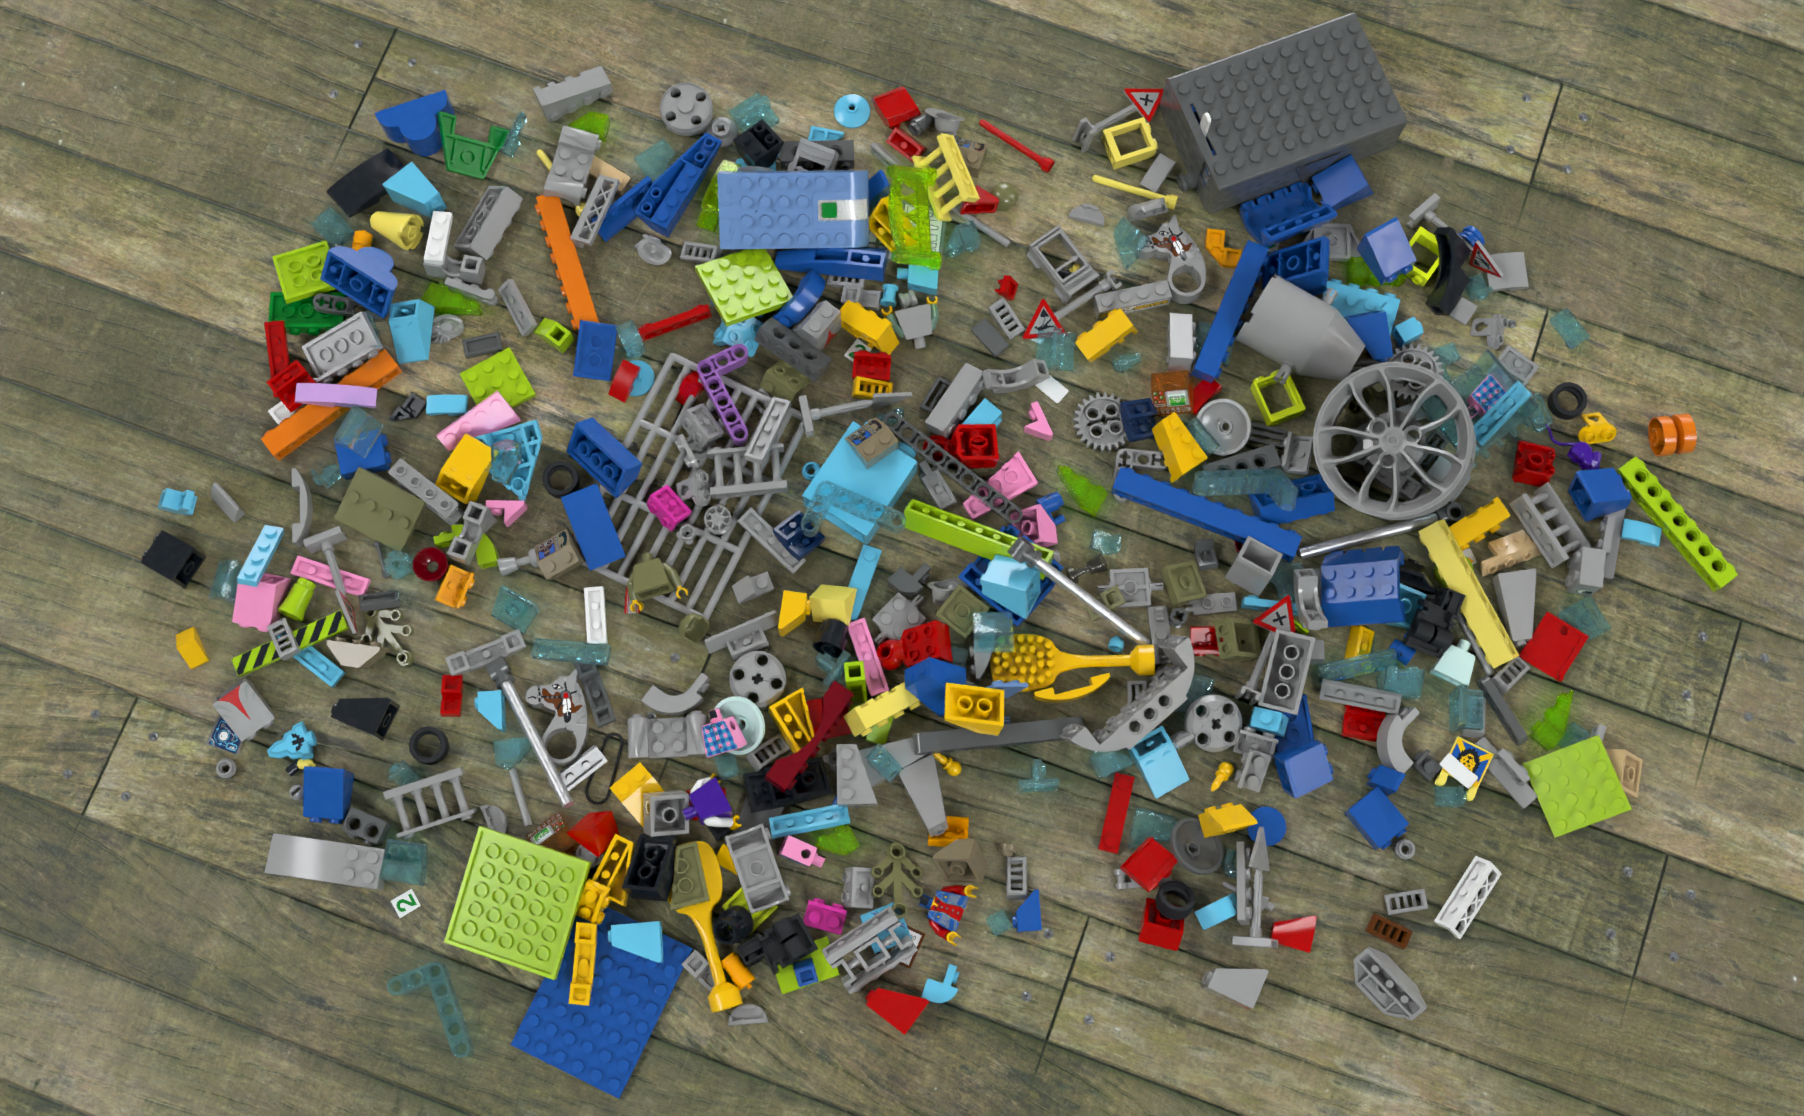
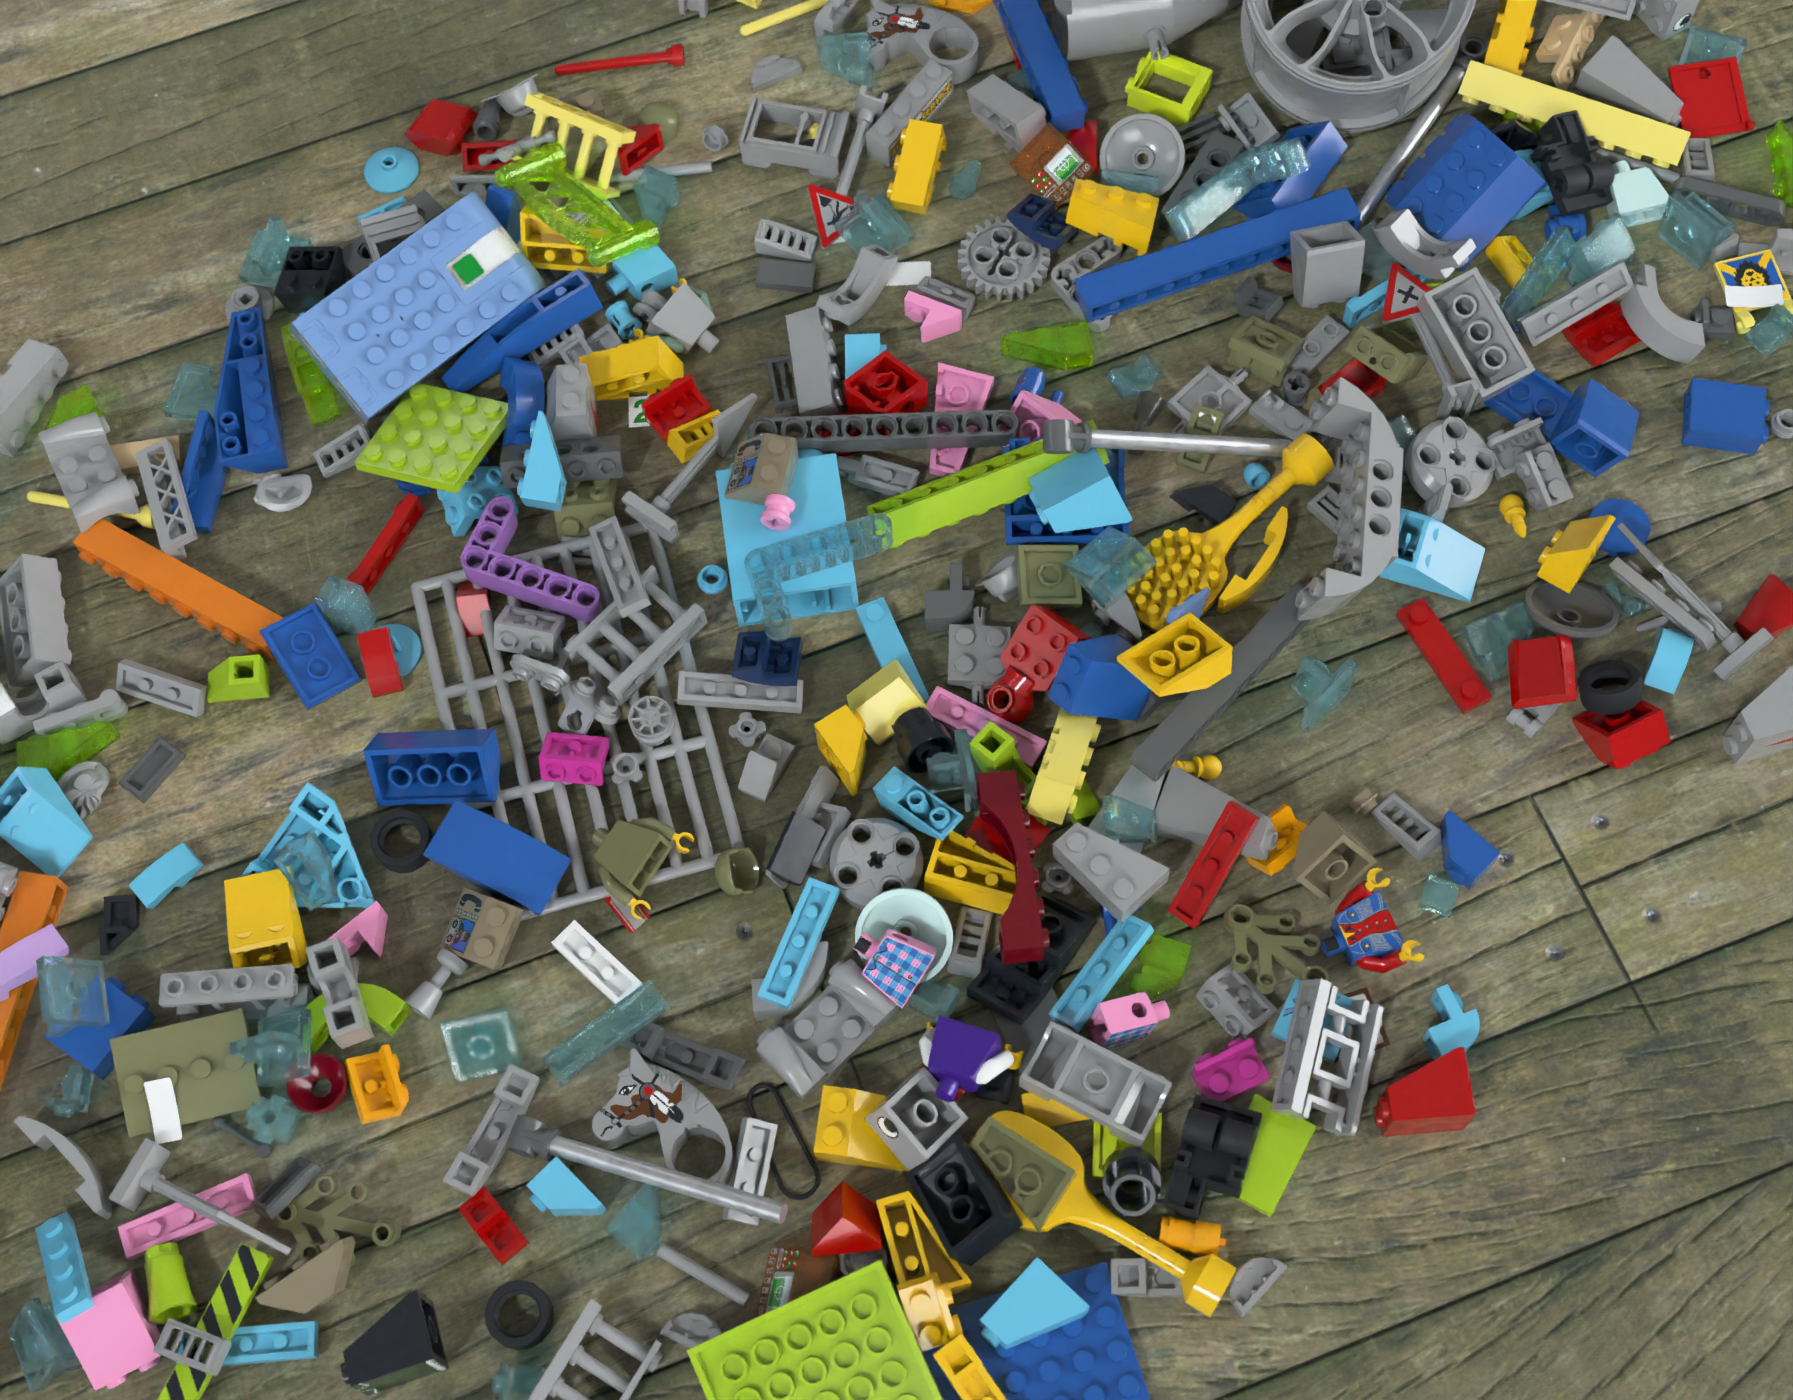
camera: 35 degrees left, 10 degrees down
(356, 519) = (163, 1110): none -> white sticker
(427, 535) = (279, 1048): none -> clear light blue bracket
(486, 417) = (235, 840): bright pink wing -> none
(501, 374) = (214, 799): lime plate -> none
(686, 109) = (182, 310): light grey piece -> none
(686, 687) = (798, 943): none -> medium azure plate
(727, 641) = (795, 849): none -> slope
(760, 566) = (748, 738): none -> light grey plate
(773, 353) = (544, 477): none -> medium azure slope
(798, 669) = (915, 805): none -> medium azure slope
(805, 972) = (1274, 1159): blue slope -> none
(859, 470) = (777, 512): none -> bright pink wheel
(903, 817) = (1213, 864): none -> red plate
(914, 155) = (523, 145): none -> light grey piece
(1008, 287) = (755, 207): red tile -> none
(1023, 229) = (714, 138): none -> light grey plate
(1056, 417) = (947, 294): none -> light grey slope
(1079, 637) = (1207, 501): none -> black slope
(1109, 763) = (1379, 605): clear light blue slope -> none
(1268, 721) = (1504, 410): medium azure torso -> none
(1385, 778) = (1693, 361): blue slope -> none

